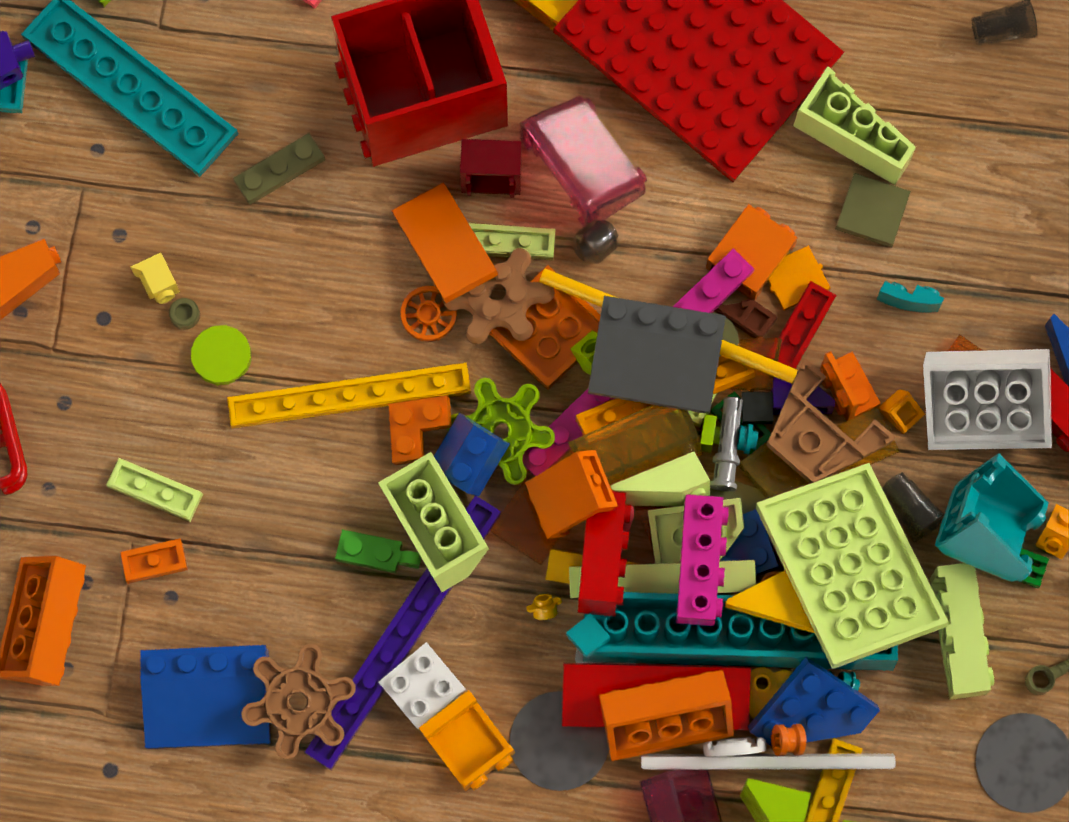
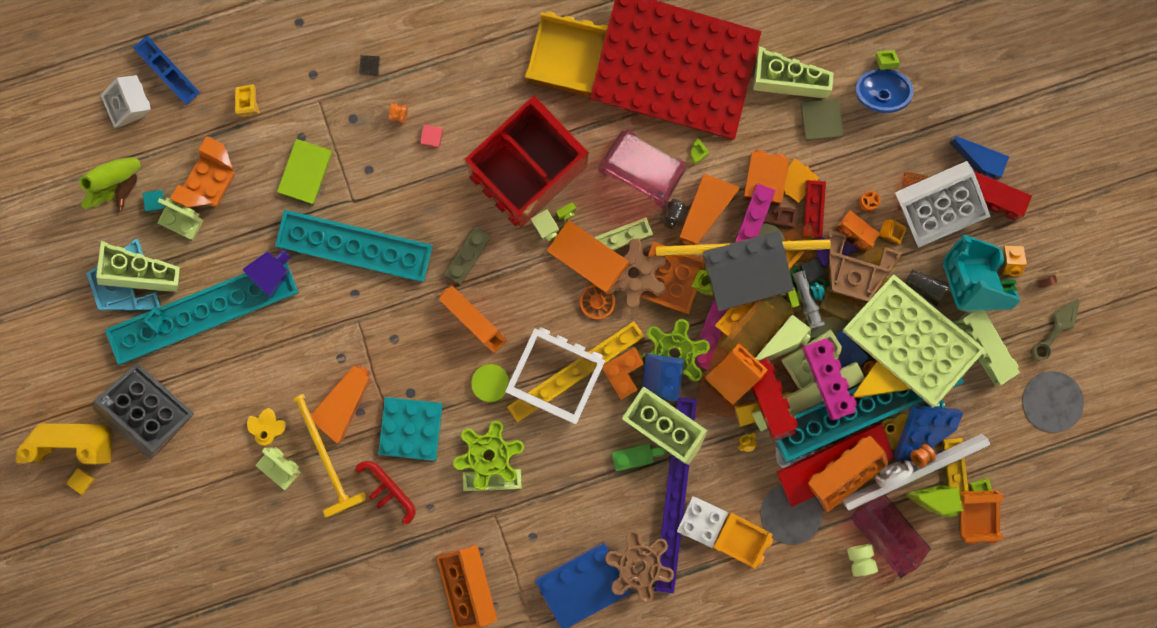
camera: 30 degrees left, 10 degrees up
(77, 365) = (410, 428): none -> teal plate
(154, 561) = (513, 522): orange plate -> none
(156, 278) = (431, 356): light yellow window -> none
(161, 432) = (489, 442): none -> lime plate
(184, 313) = (456, 368): olive tile -> none
(241, 255) = (472, 319): none -> orange slope
(351, 424) = (561, 342): none -> white window
(406, 174) = (545, 225): none -> yellowish green brick
(445, 170) = (566, 212): none -> lime plate
(491, 167) = (593, 199): dark red container -> none
(588, 636) = (786, 452): teal tile -> none
(647, 253) = (708, 204): none -> orange slope
(674, 175) = (698, 152): none -> lime tile
(890, 346) = (872, 198): none -> orange wheel
(922, 300) = (873, 161): teal slope -> none
(979, 206) = (884, 90): none -> blue dish
(1006, 169) = (887, 59): none -> lime plate

